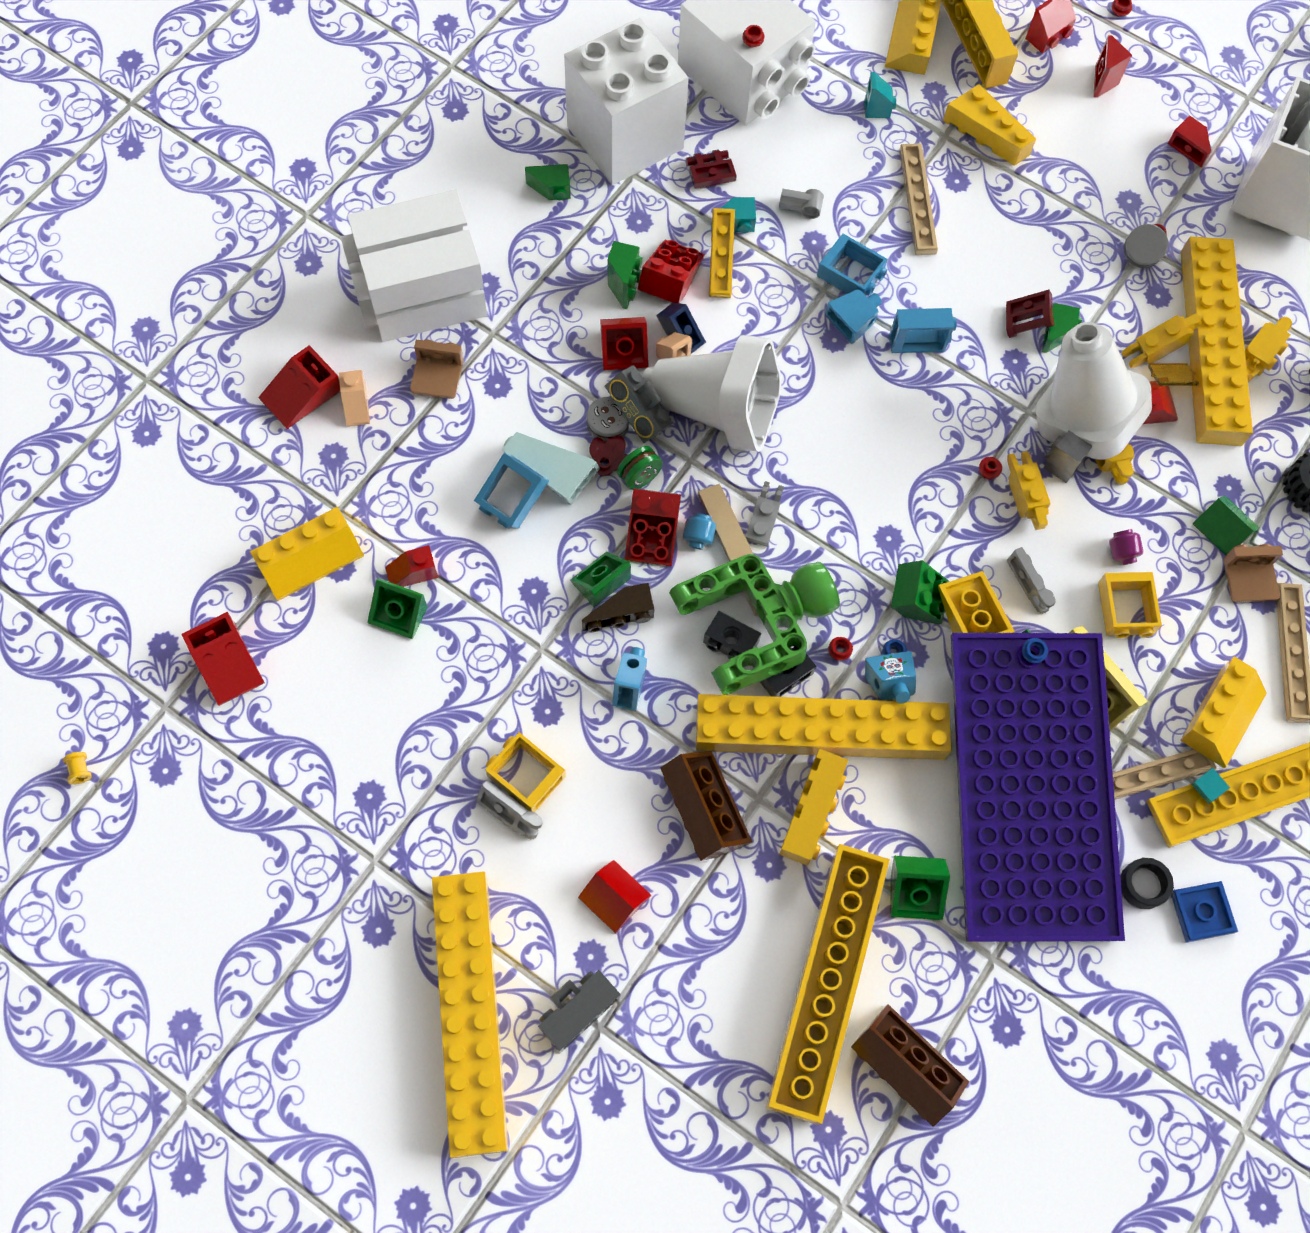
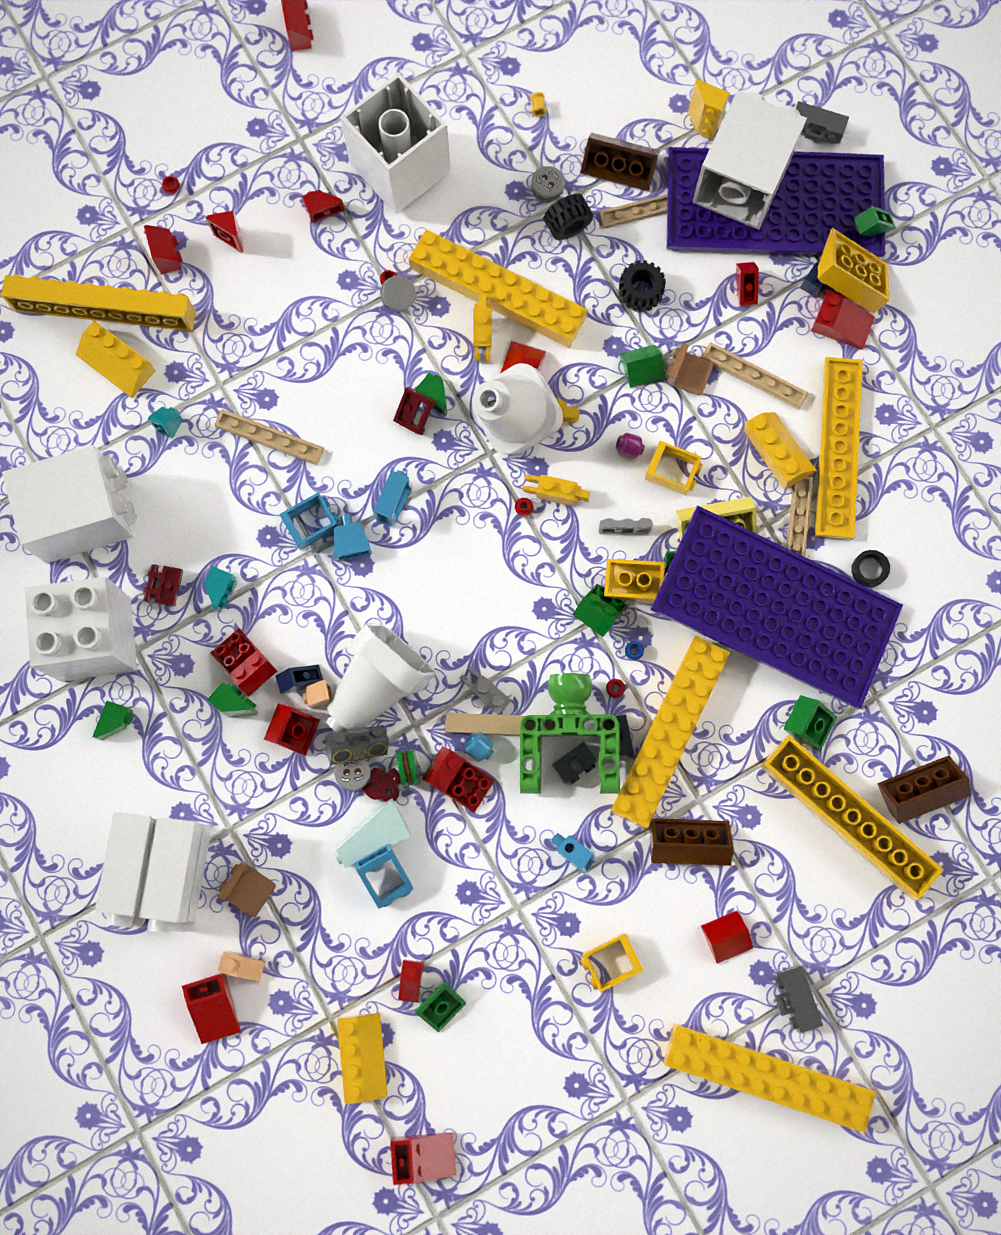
camera: 60 degrees left, 10 degrees up
(509, 810) = (635, 986): light grey hinge -> none
(602, 577) = (481, 837): green slope -> none
(626, 606) = (514, 828): dark brown slope -> none
(721, 252) = (248, 615): yellow tile -> none
(753, 36) = (86, 503): red plate -> none
(807, 202) = (233, 525): light grey piece -> none
(813, 807) = (727, 768): yellow wedge -> none
(892, 676) = (656, 663): dark azure torso -> none
(990, 124) = (232, 347): yellow wedge -> none
(1039, 645) = (695, 555): blue plate -> none
(1066, 456) = (544, 449): flat silver brick -> none
(1173, 374) = (511, 335): clear yellow piece -> none
(1204, 911) = (903, 541): blue tile -> none
(1210, 786) = (826, 489): teal tile -> none
(1266, 345) = (519, 256): yellow hinge -> none

